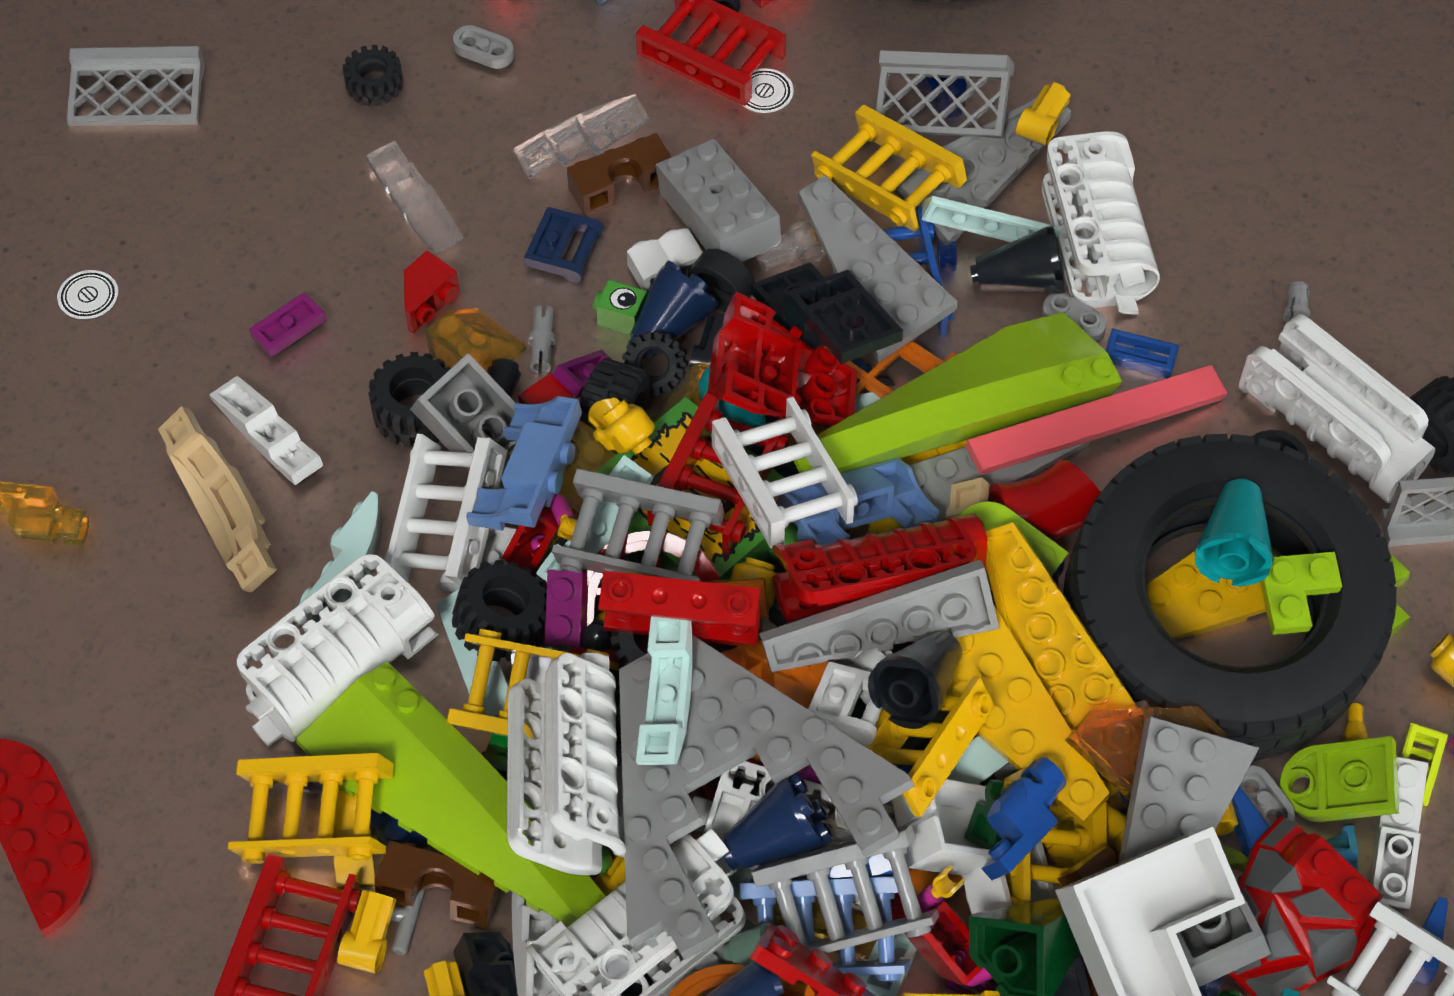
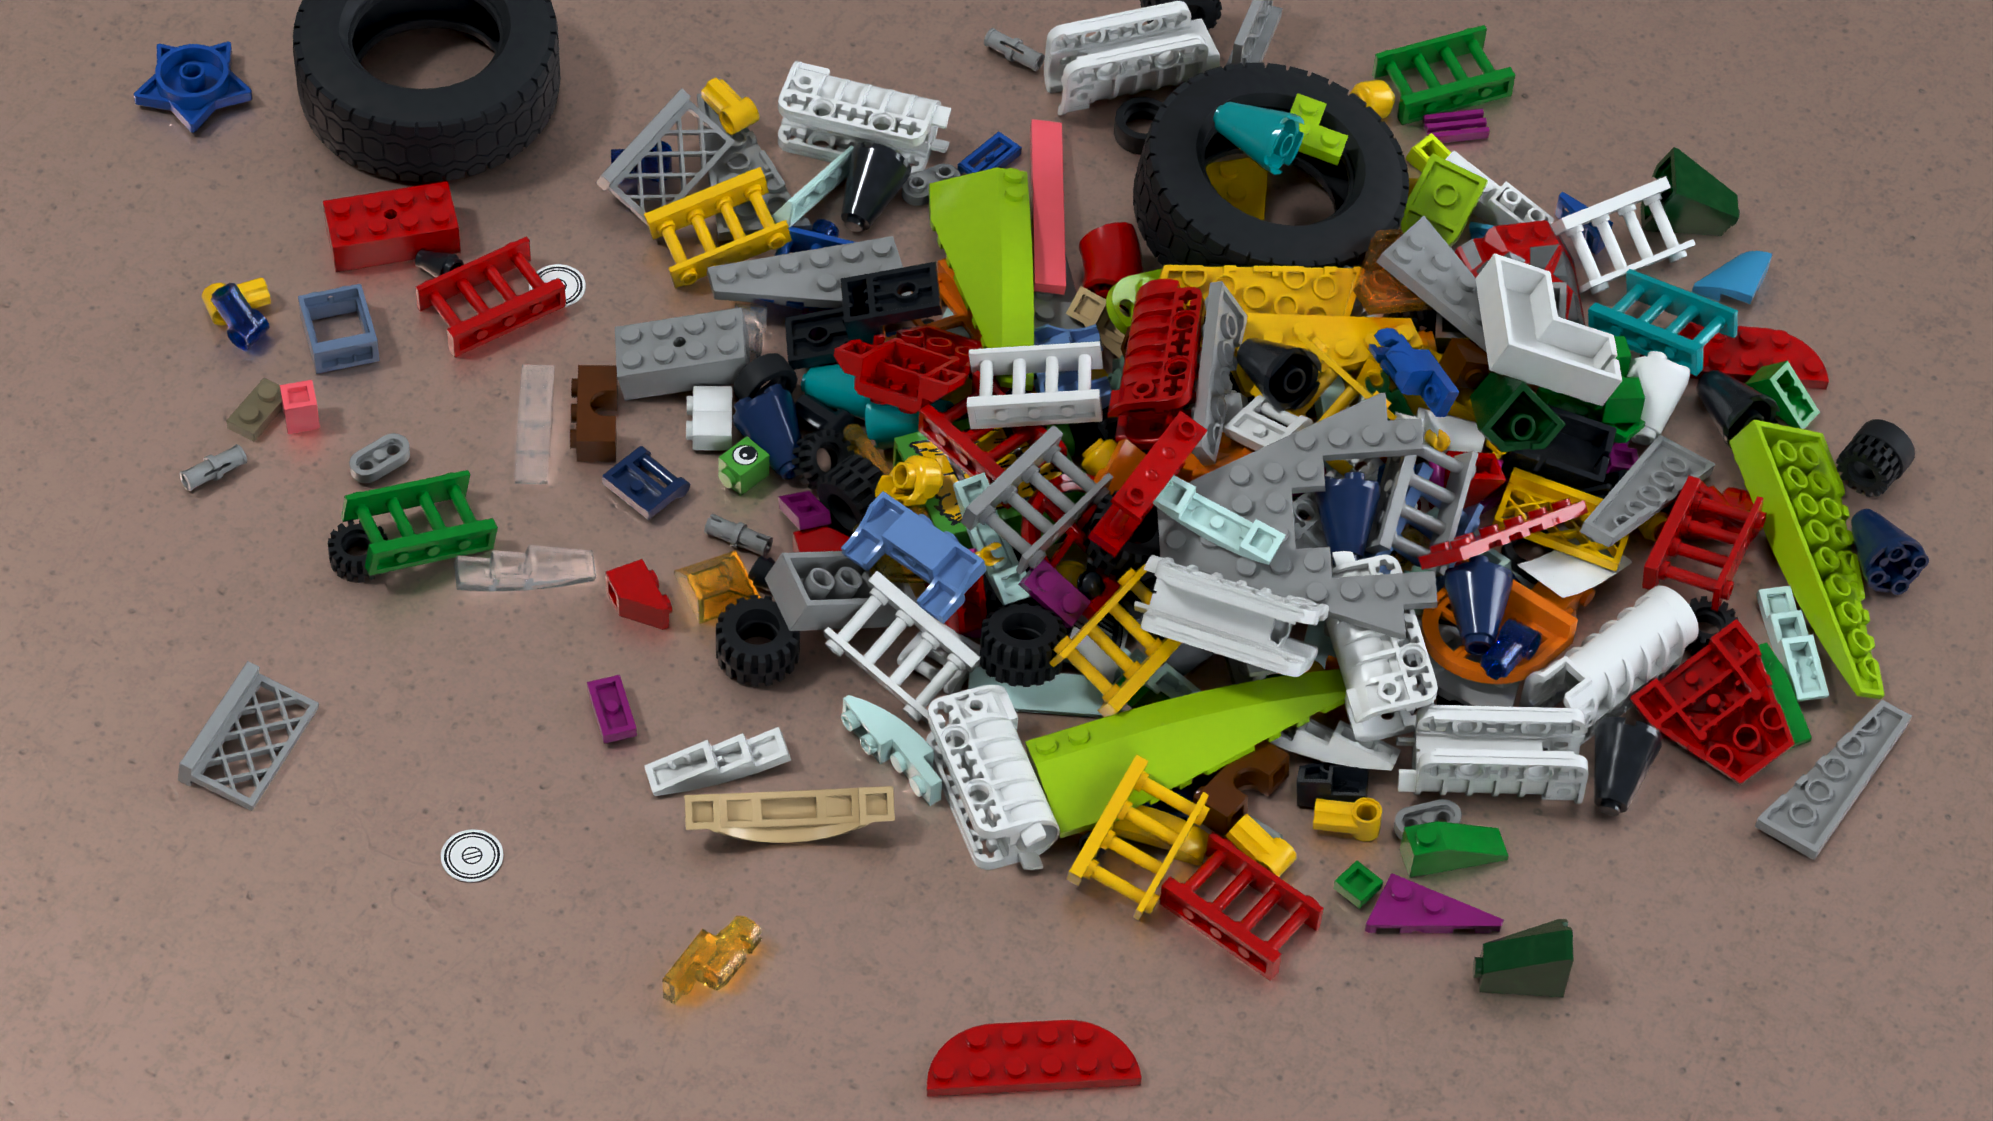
camera: 70 degrees left, 5 degrees down
(407, 125) = (424, 547): none -> green fence

